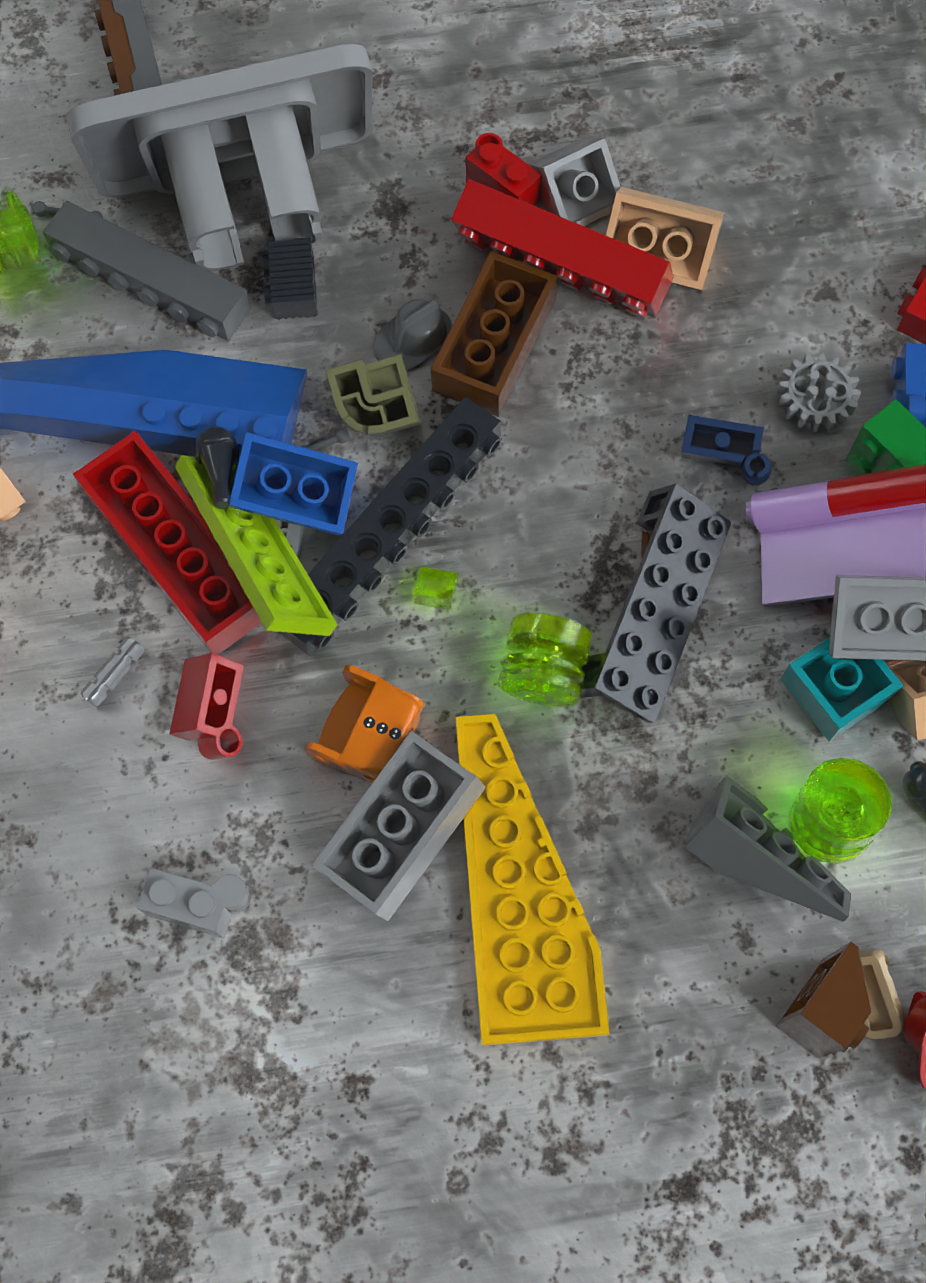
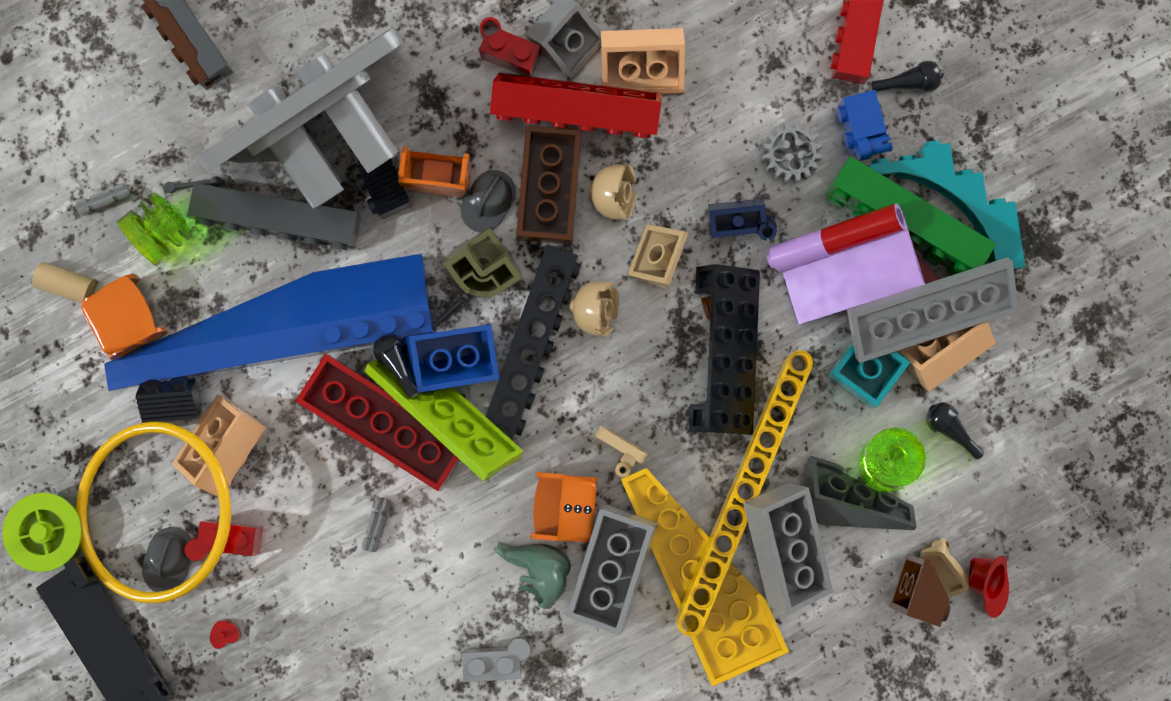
camera: 20 degrees left, 15 degrees up
(208, 705) = (453, 529): red hinge -> none
(310, 800) = (545, 566): none -> sand green piece
(357, 276) = (434, 173): none -> orange piece
(435, 588) = (573, 388): clear neon green slope -> none
(482, 687) = (631, 451): none -> tan piece
(502, 493) = (594, 307): none -> tan cylinder
(545, 659) = (668, 422): clear neon green wheel -> none
(573, 365) = (612, 191): none -> tan cylinder
(606, 461) = (657, 255): none -> tan slope
(606, 800) = (733, 501): none -> yellow beam
(655, 877) = (788, 547): none -> light grey brick

